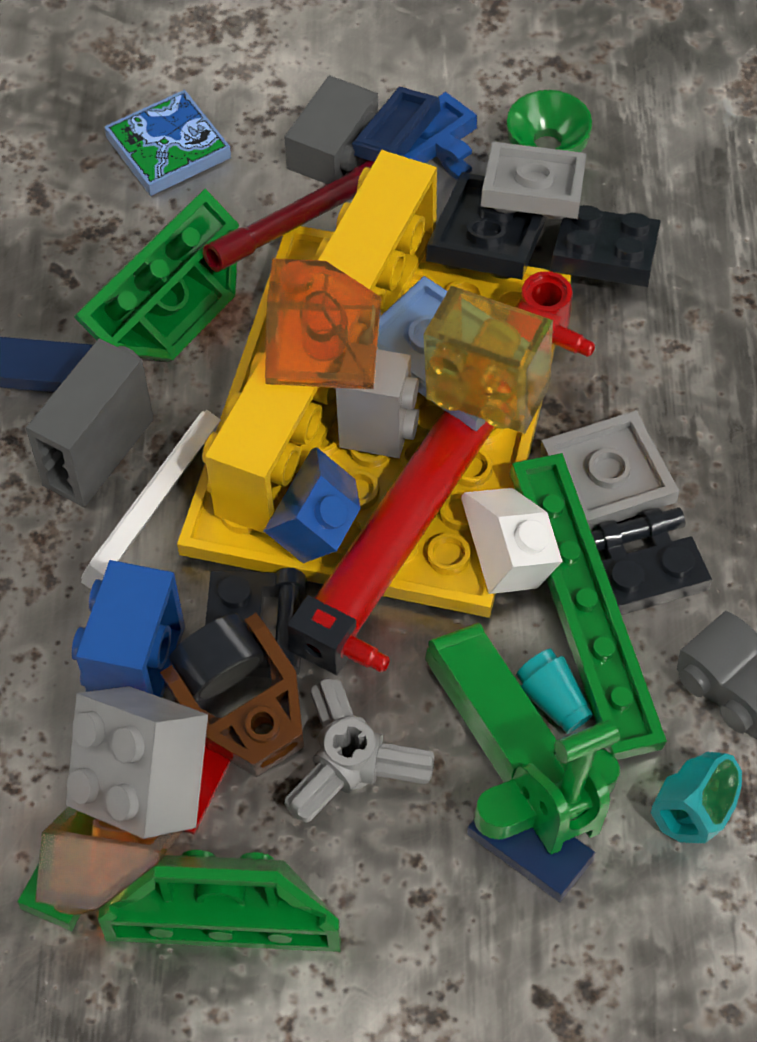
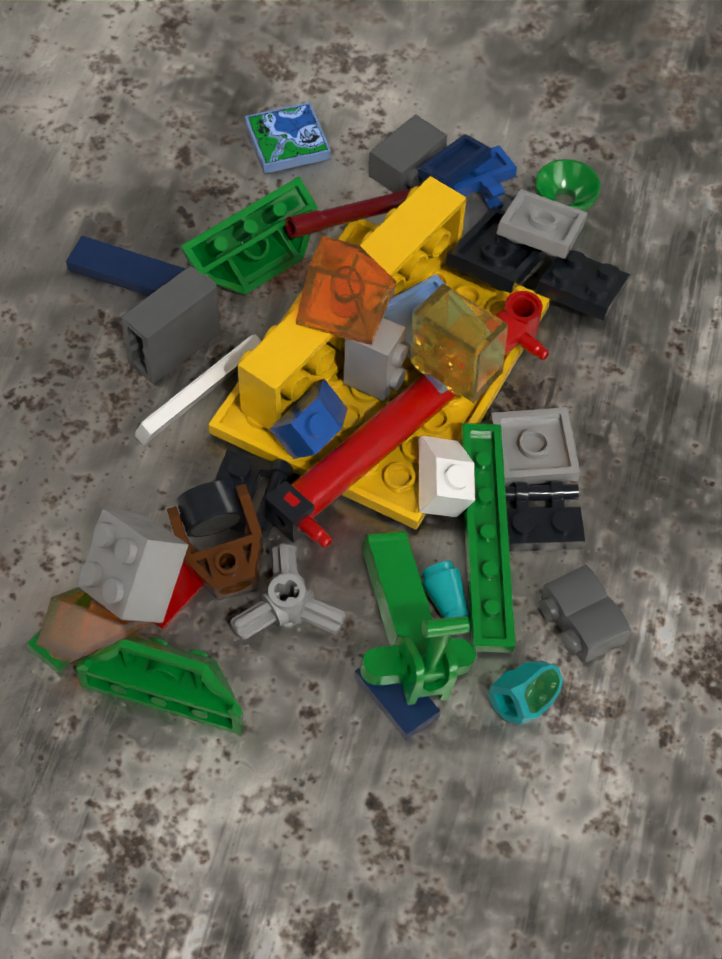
camera: 10 degrees right, 0 degrees up
(130, 629) = (155, 474): blue brick -> none

